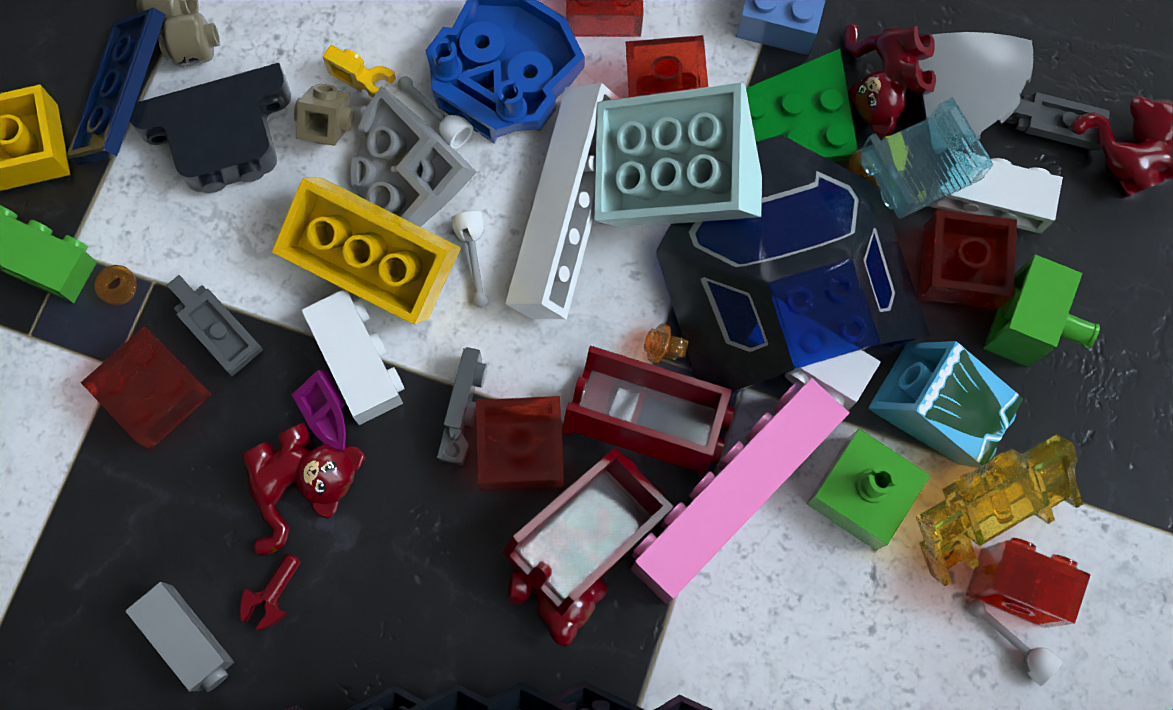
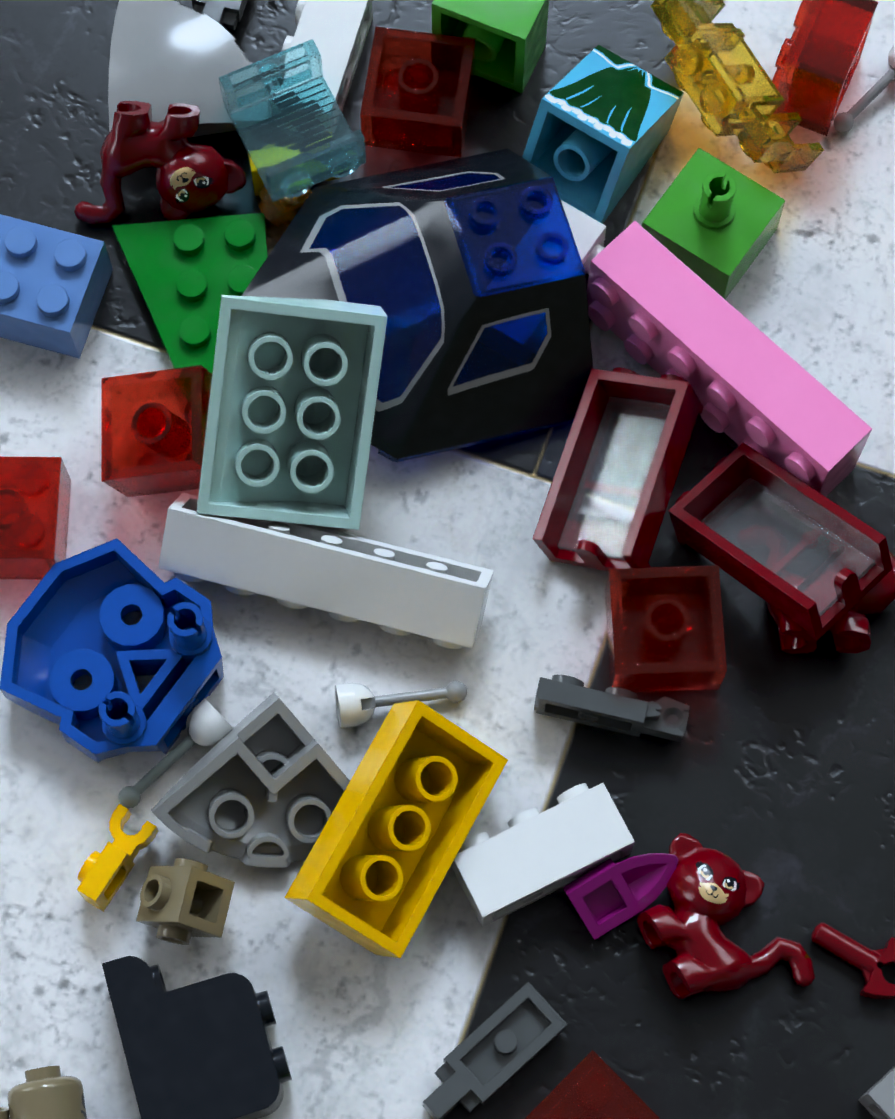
camera: 85 degrees left, 5 degrees down
(661, 344) = (523, 458): clear orange plate -> none

